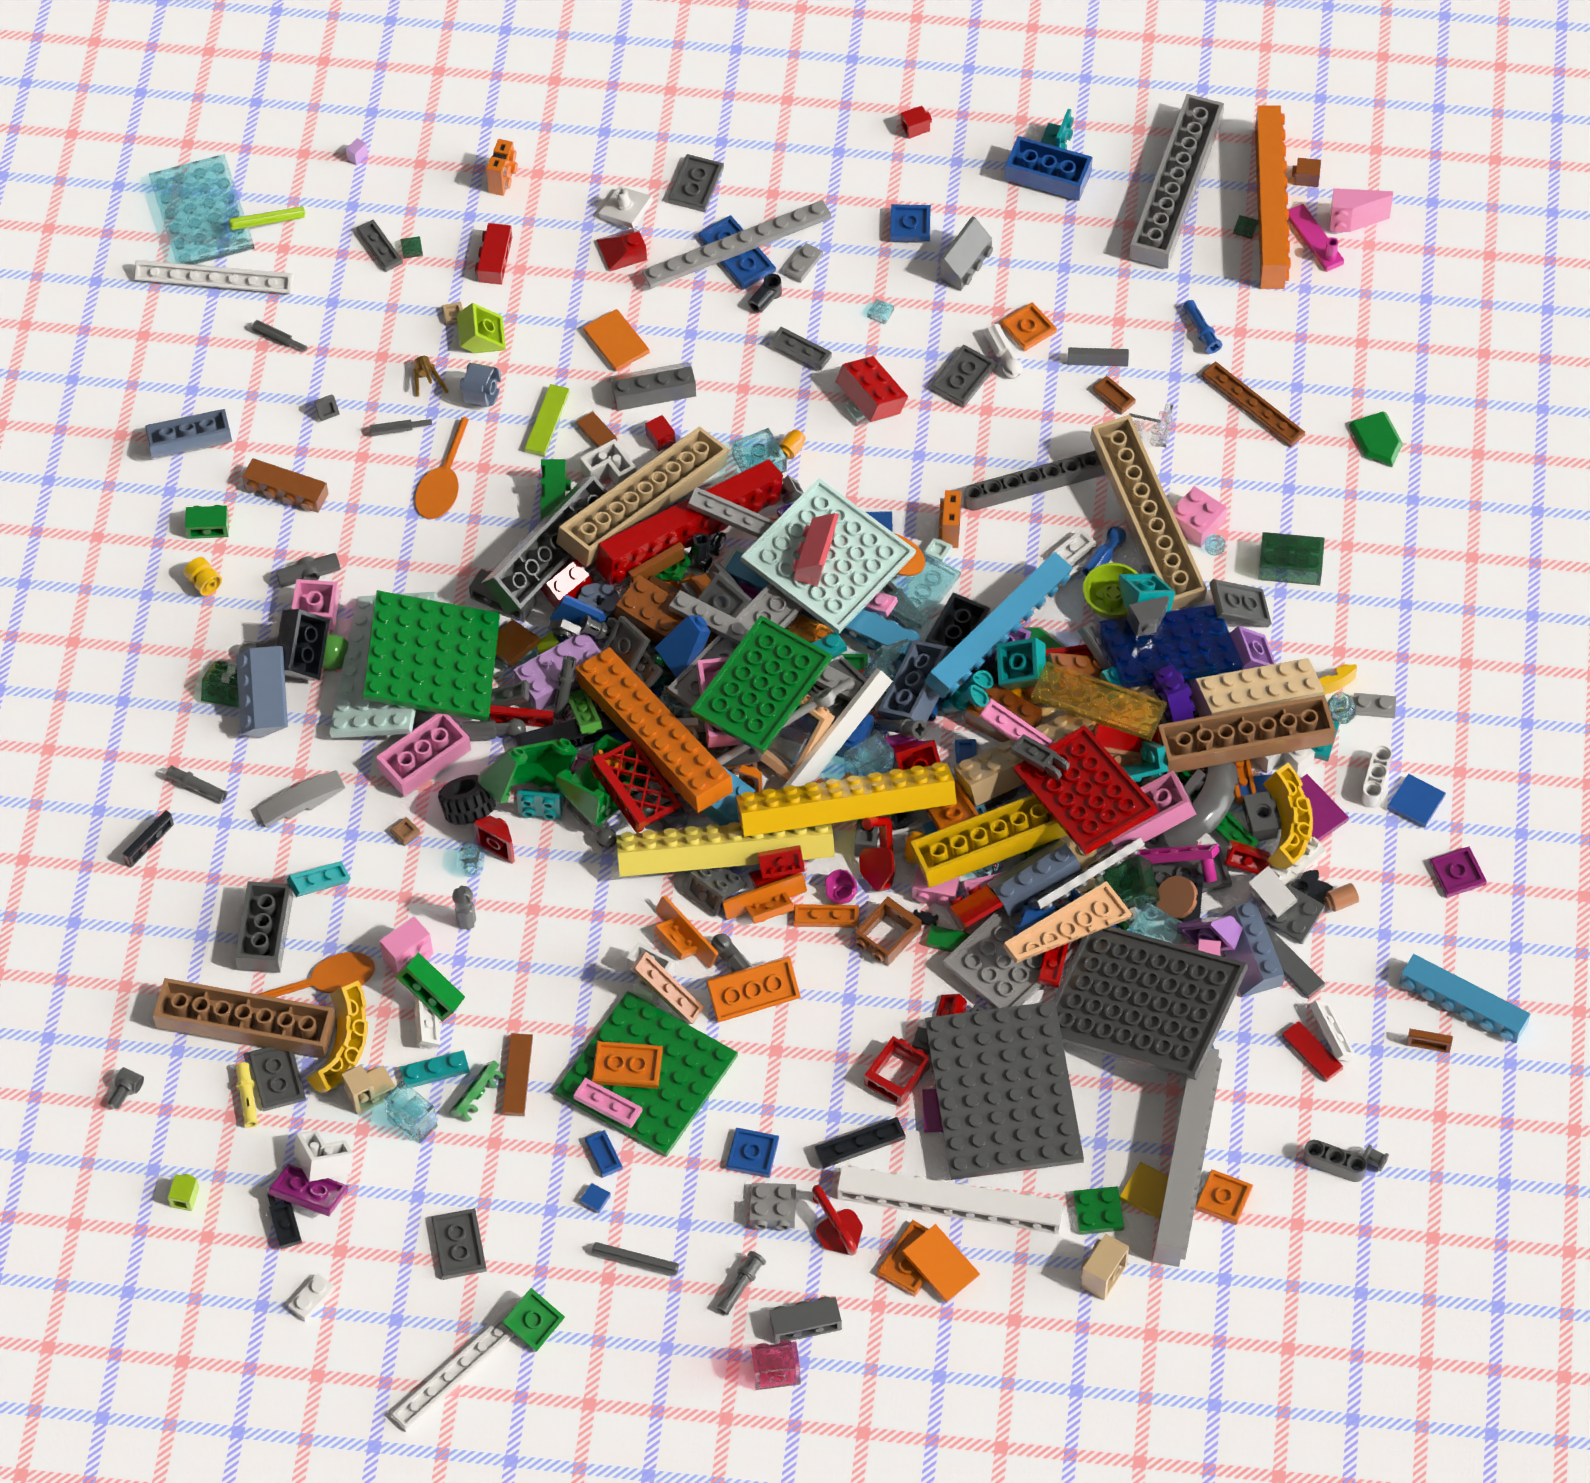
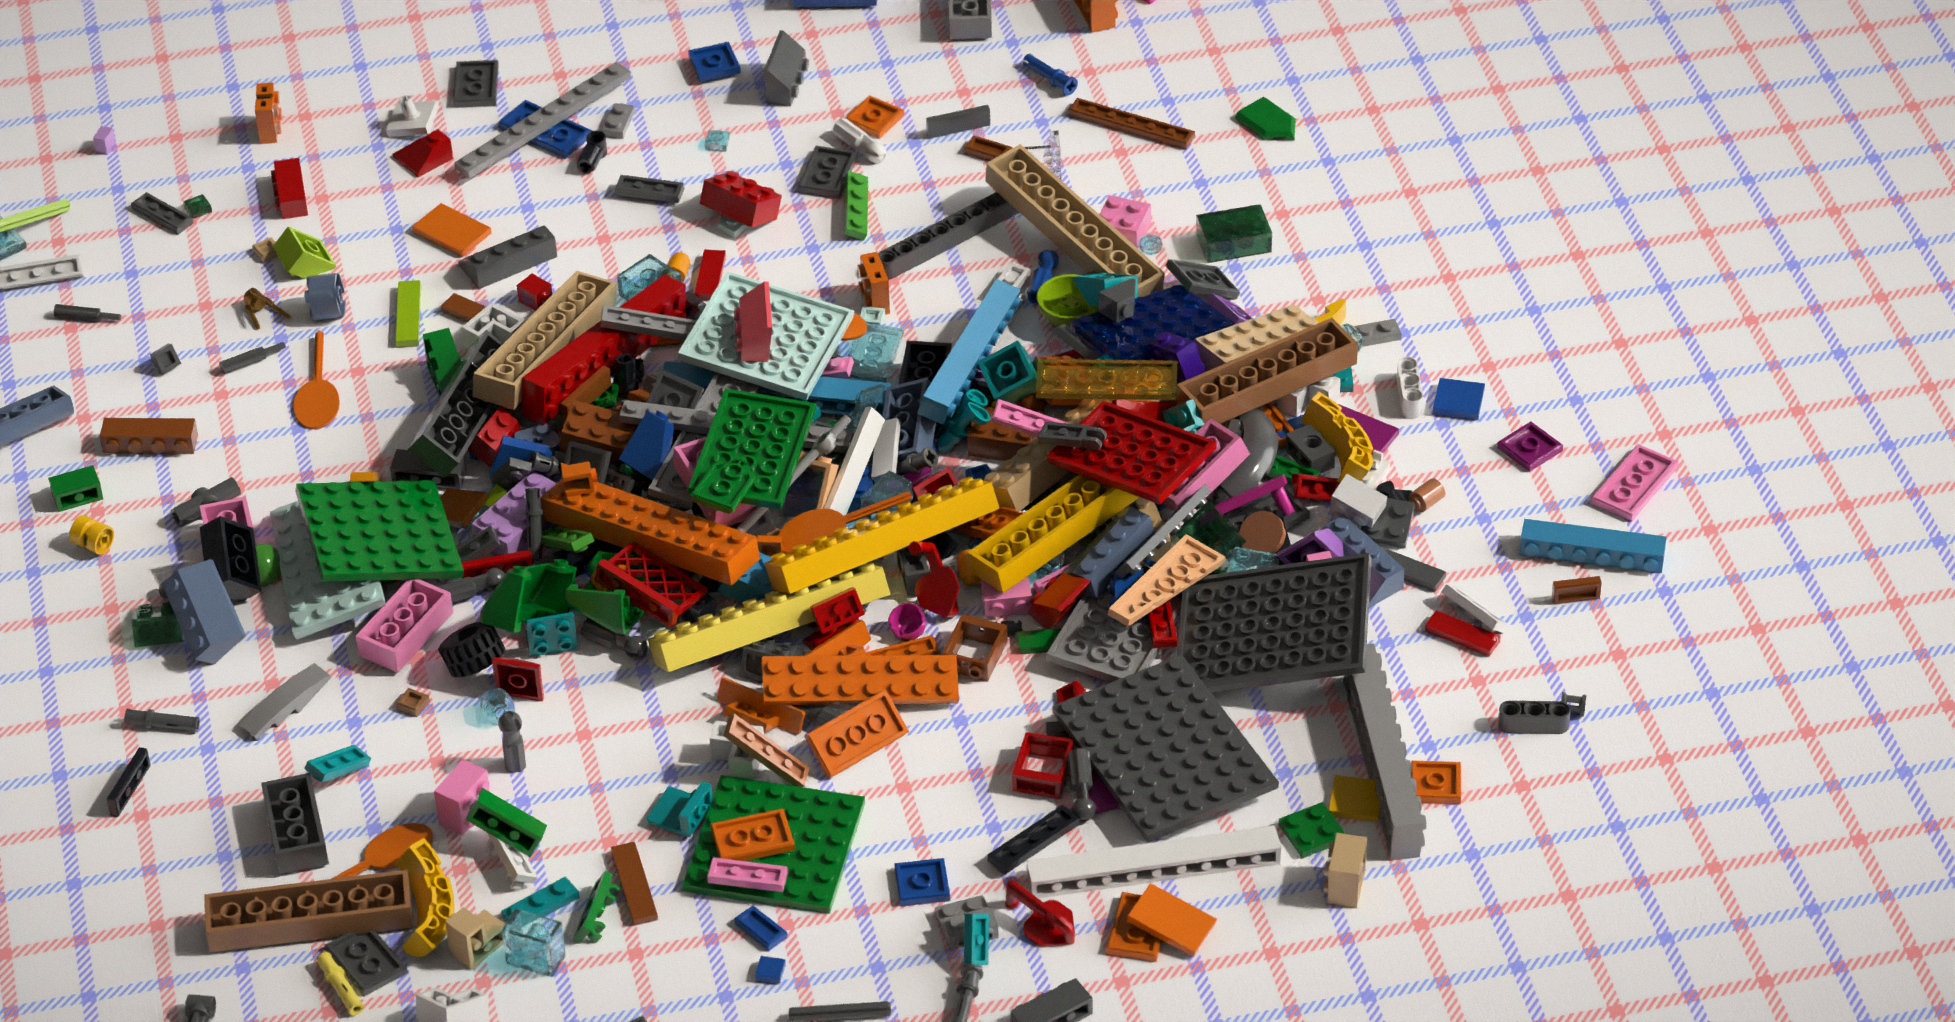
camera: 20 degrees left, 15 degrees down
(444, 591) = (365, 476): none -> light orange tile
(581, 1015) = (681, 810): none -> teal bracket
(609, 662) = (578, 478): none -> orange window
(721, 718) = (724, 485): none -> green tile
(769, 1231) = (976, 939): none -> teal plate
(774, 937) = (857, 678): none -> orange plate
(801, 768) = (823, 522): none -> orange piece
(818, 458) = (710, 273): none -> red tile
(887, 706) = (886, 449): none -> white tile
(920, 1100) = (1080, 782): none -> dark grey piece
(972, 422) = (856, 205): none -> bright green plate
(1533, 940) = (1634, 482): none -> bright pink tile

